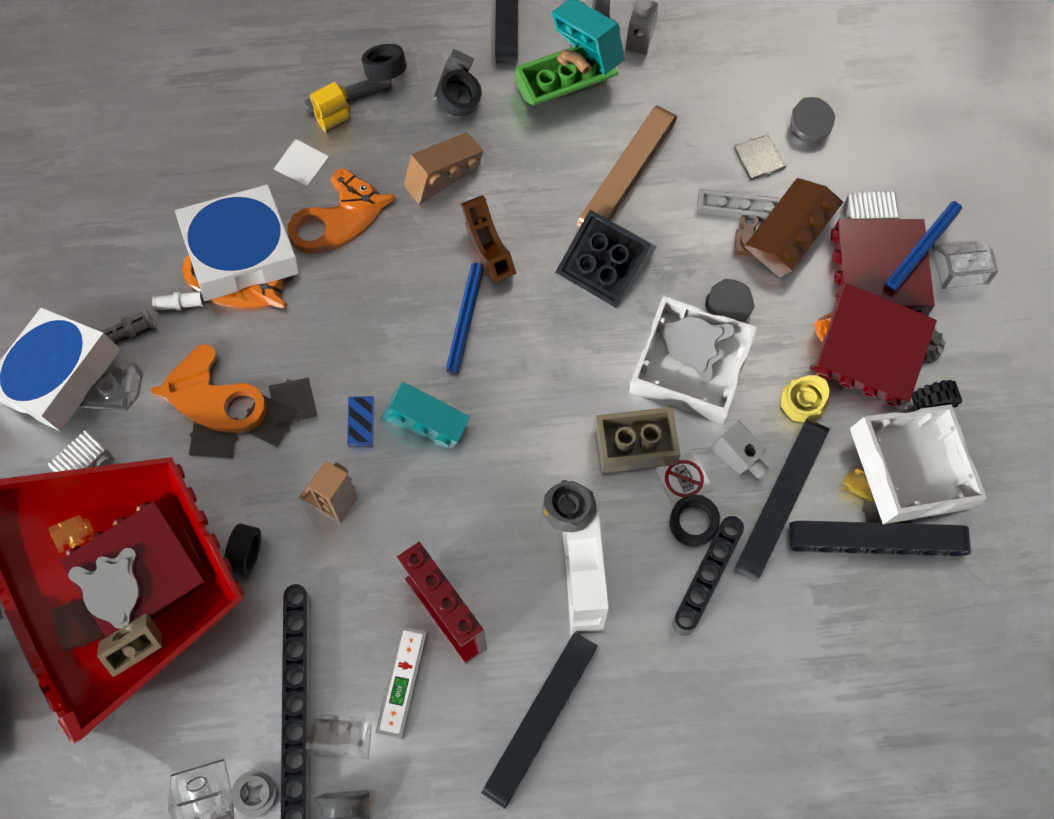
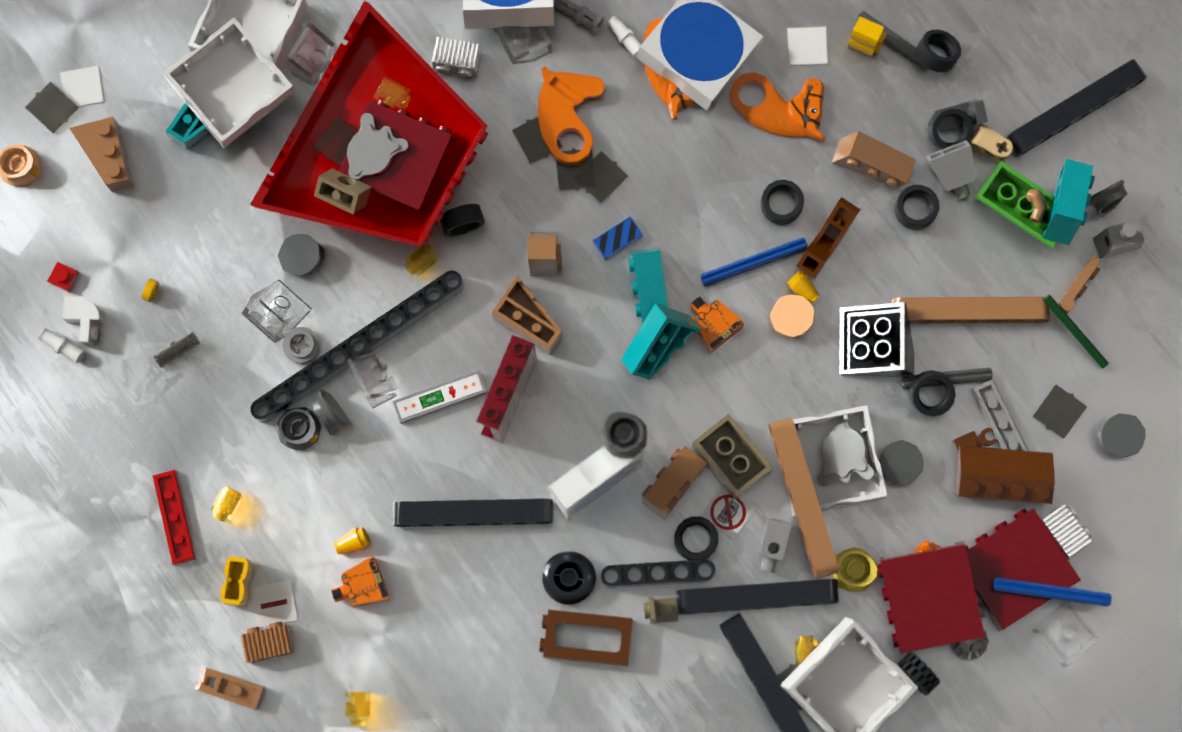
camera: 60 degrees right, 10 degrees up
(161, 735) = (300, 255): none -> dark grey hat
(253, 616) = (420, 260): none -> clear yellow brick
(376, 547) = (526, 317): none -> medium nougat wedge
(423, 245) = (782, 185): none -> black tyre
(484, 438) = (657, 339): none -> teal wedge
(491, 72) = (988, 142): none -> tan piece
(495, 108) = (954, 168): none -> light grey torso
(500, 383) = (716, 322): none -> orange torso
(507, 143) = (925, 192): none -> black tyre
(516, 289) = (803, 286): none -> yellow cone
(538, 312) = (792, 316): none -> light nougat hat
(628, 508) = (673, 482): none -> medium nougat wedge
(661, 80) = (1078, 288): none -> medium nougat plate
(663, 662) = (568, 577): none -> black hat
(675, 224) = (955, 377): none -> dark grey axle
(695, 703) = (552, 651): none -> reddish brown piece
(697, 232) = (946, 403): none -> black tyre
(699, 102) = (1075, 331): none -> dark green bar
(719, 396) = (803, 498): none -> medium nougat beam
(745, 594) = (661, 610): none -> dark tan bracket

